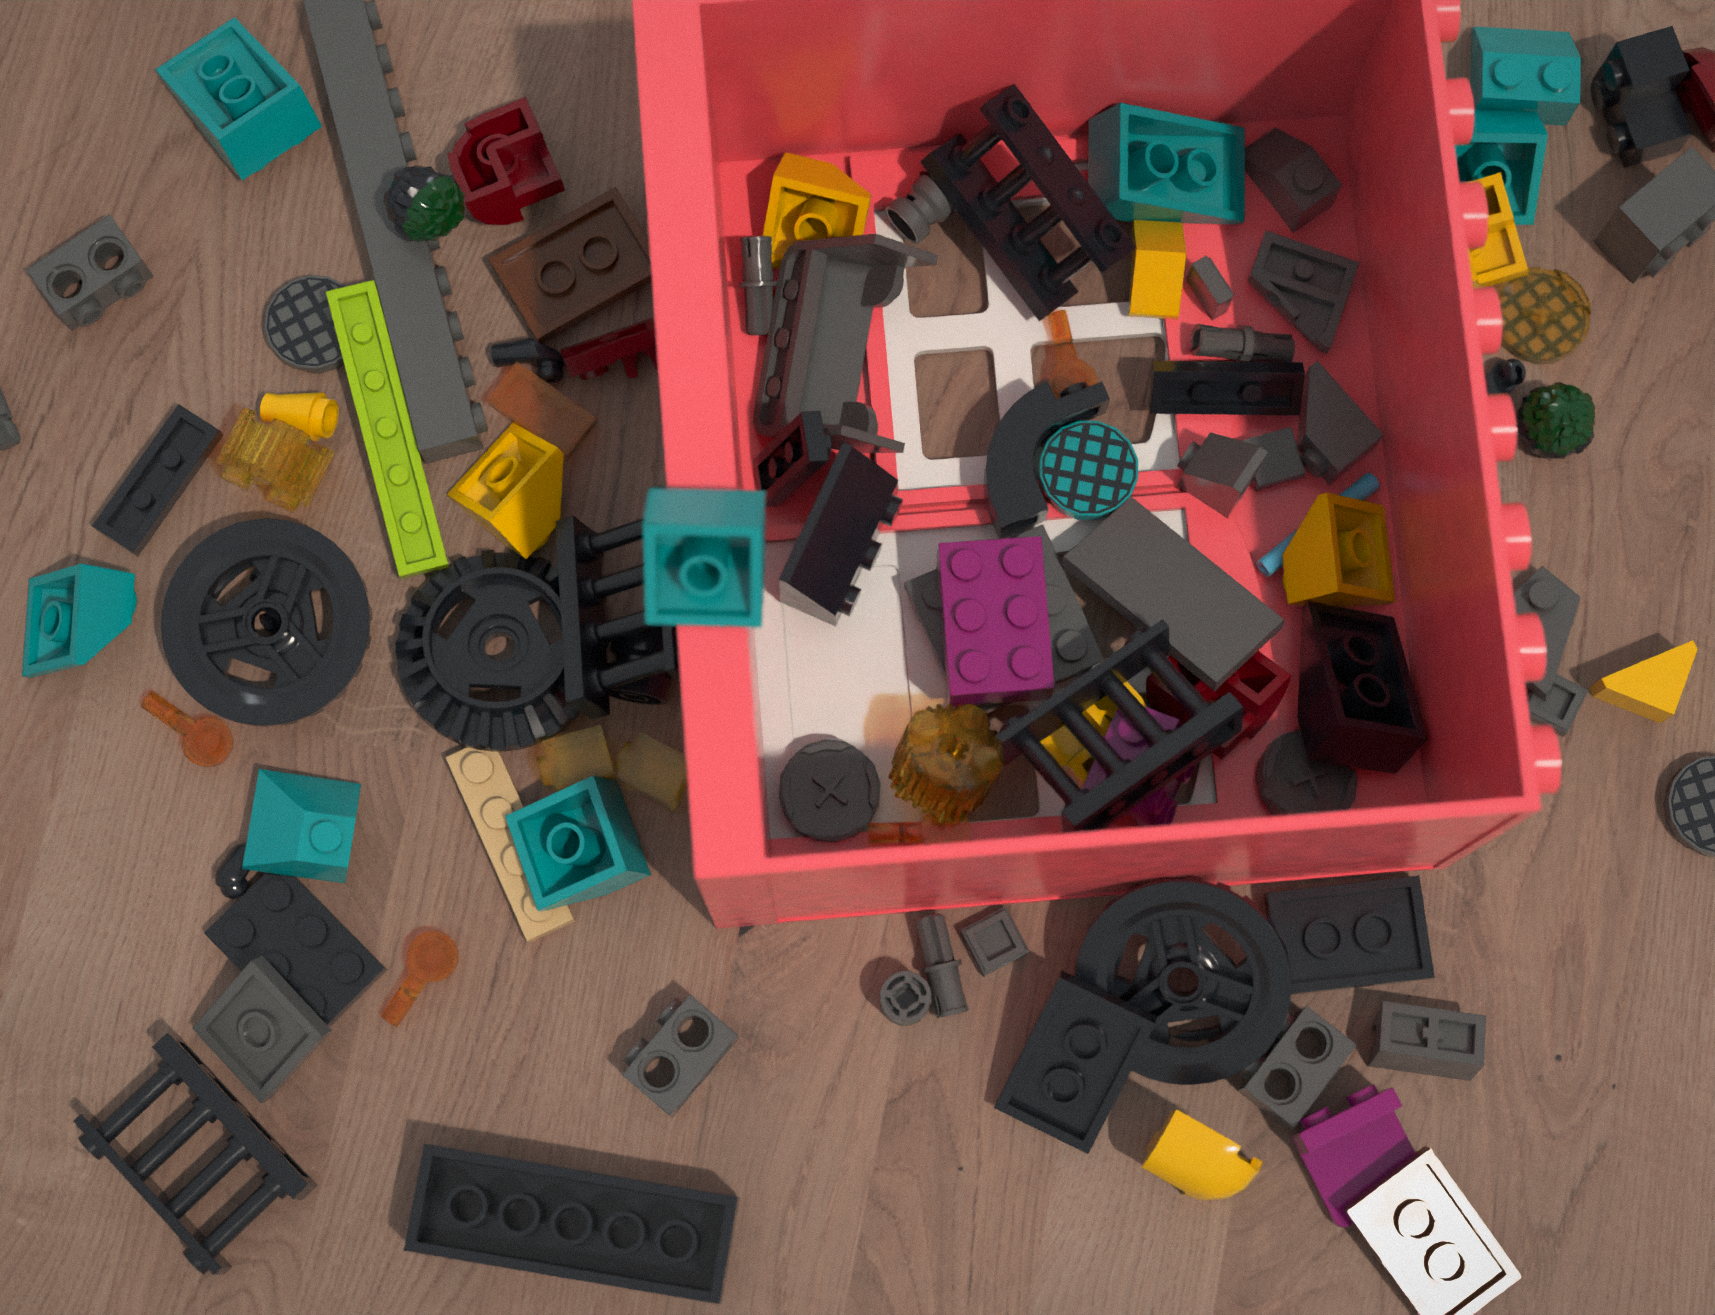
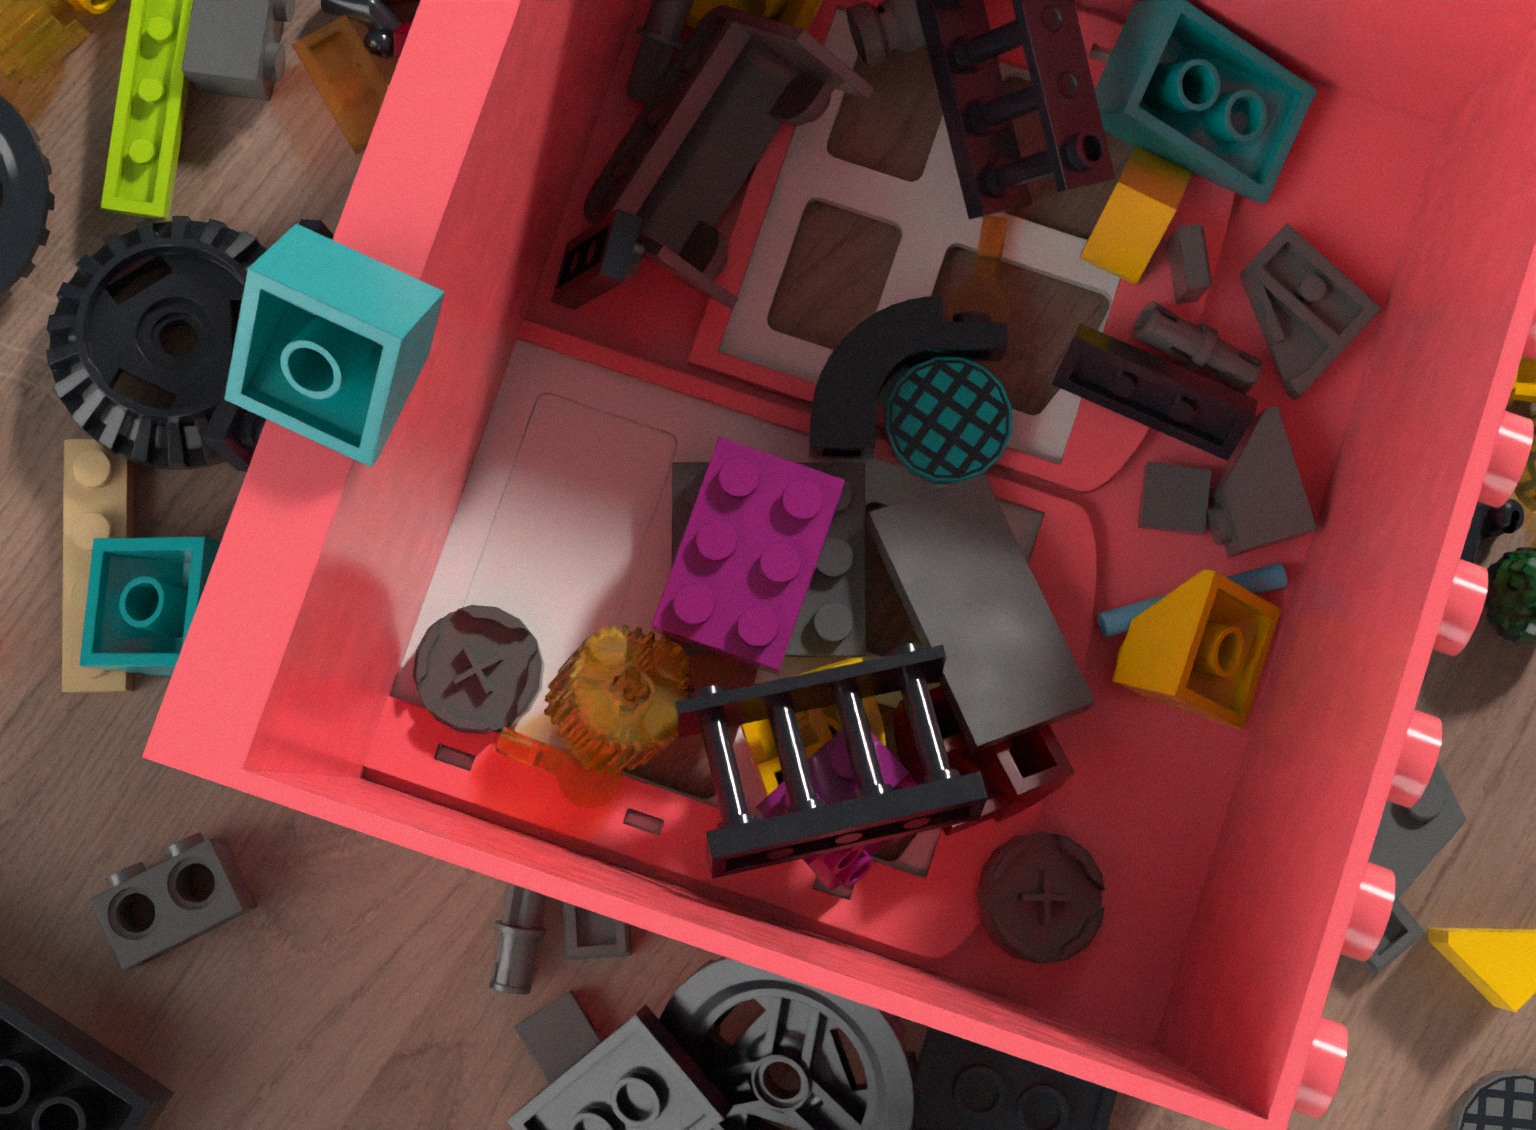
camera: 25 degrees right, 5 degrees up
(514, 490) = (274, 164): yellow slope -> none
(575, 758) = (196, 504): clear yellow brick -> none
(840, 537) = (615, 376): black slope -> none
(903, 1005) = (470, 947): dark grey wheel -> none
(1003, 1032) = (558, 1035): none -> dark grey tile
(1220, 471) = (1101, 488): dark grey slope -> none
(1291, 177) = (1346, 172): dark grey slope -> none
(1356, 690) = (1146, 819): black slope -> none

